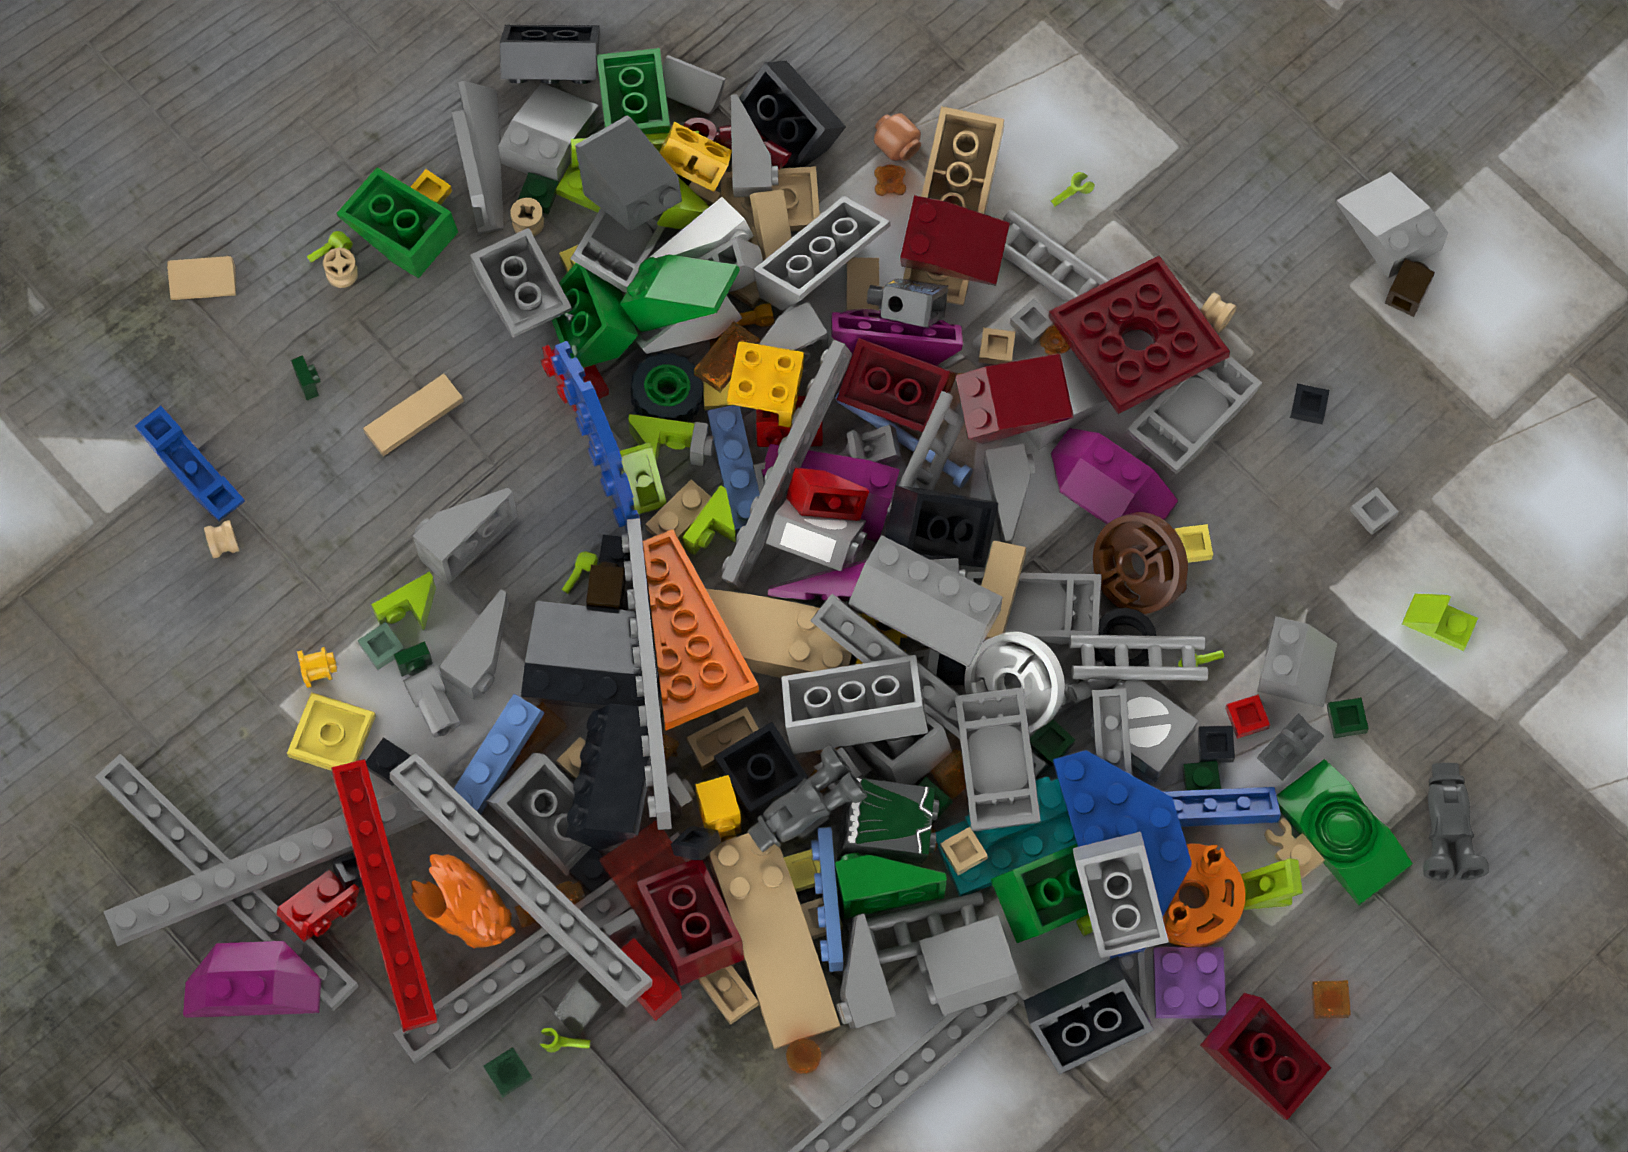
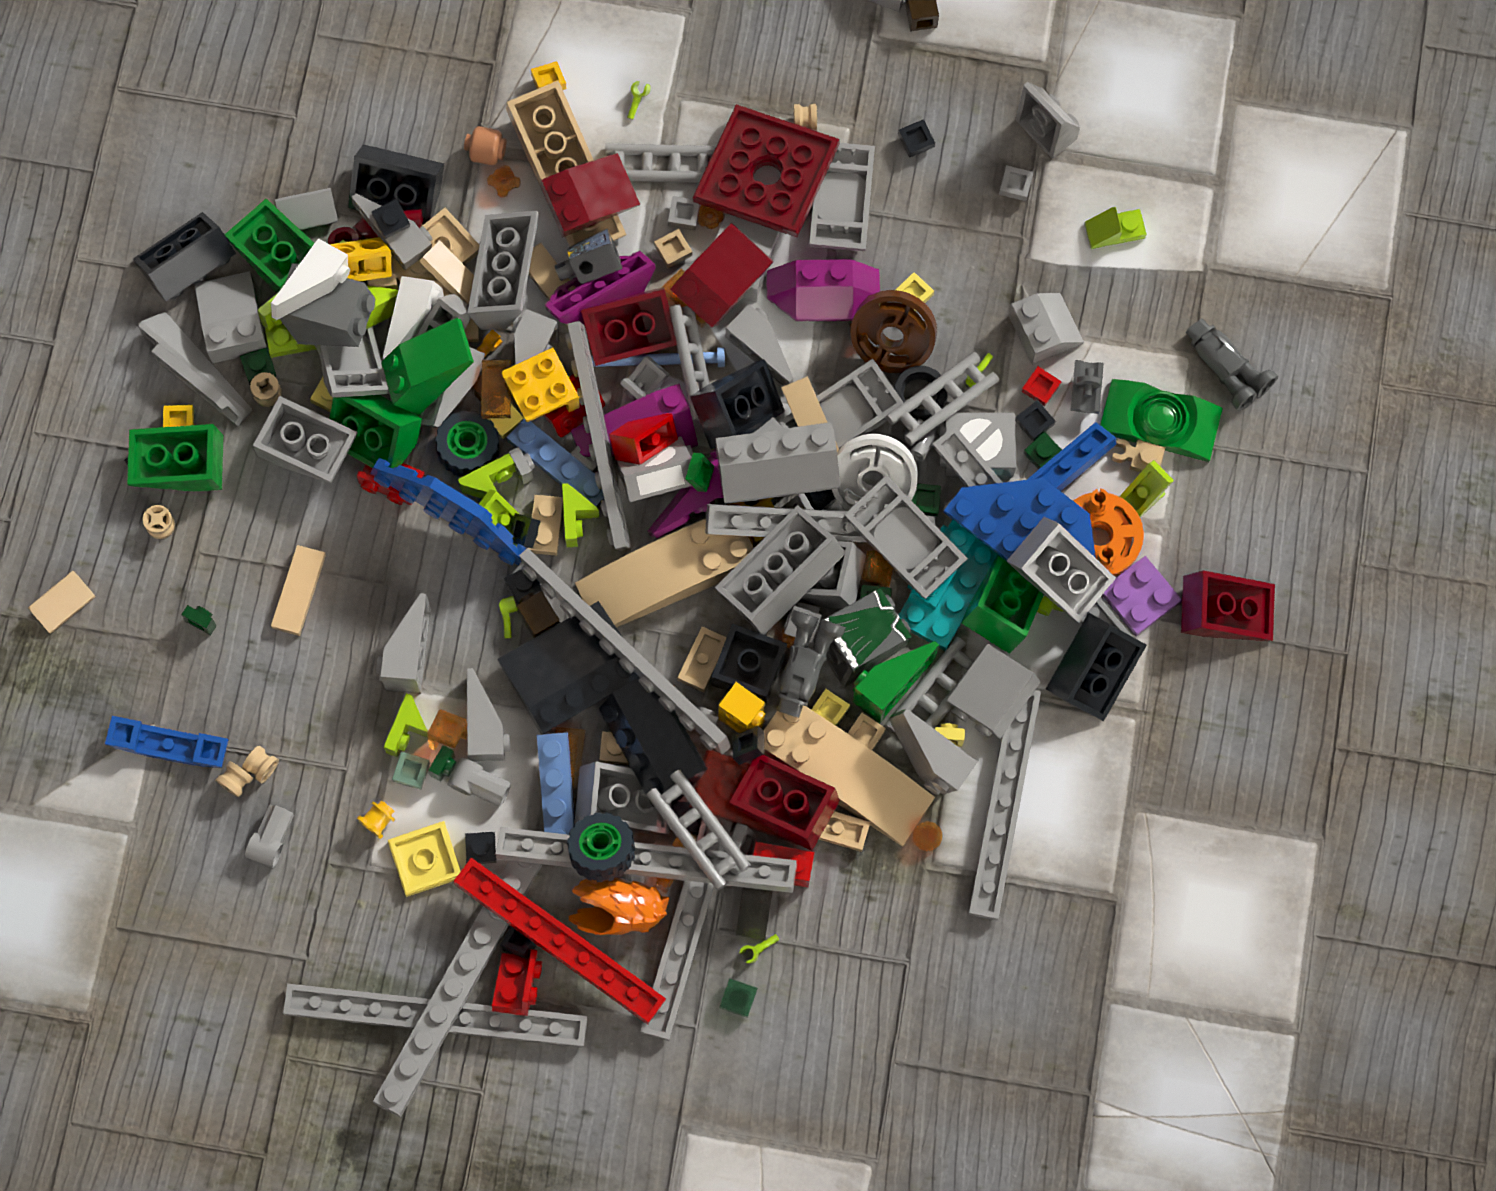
camera: 40 degrees left, 5 degrees up
(203, 617) = (267, 843): none -> light grey piece
(251, 981) = (512, 1071): magenta wedge -> none
(254, 543) = (260, 764): none -> tan wheel
(336, 240) = (140, 503): lime hand -> none
(438, 630) = (447, 730): none -> clear orange panel
(483, 852) = (606, 862): none -> black wheel
(598, 899) = (695, 848): none -> light grey bar
(631, 138) = (312, 279): none -> white slope
(653, 503) = (524, 530): none -> black plate
(693, 647) = (641, 611): orange wing -> none
(750, 137) = (390, 218): none -> black plate
(828, 913) = (873, 727): medium blue plate -> none
(848, 560) = (699, 472): none -> green tile
(898, 976) = (952, 733): none -> light yellow plate
(963, 851) = (929, 617): tan plate -> none
(1008, 111) = (548, 74): none -> yellow plate
(1331, 999) = (1240, 538): clear orange plate -> none
(1347, 717) = (1107, 339): dark green plate -> none
(1449, 469) = (1046, 120): none -> light grey slope

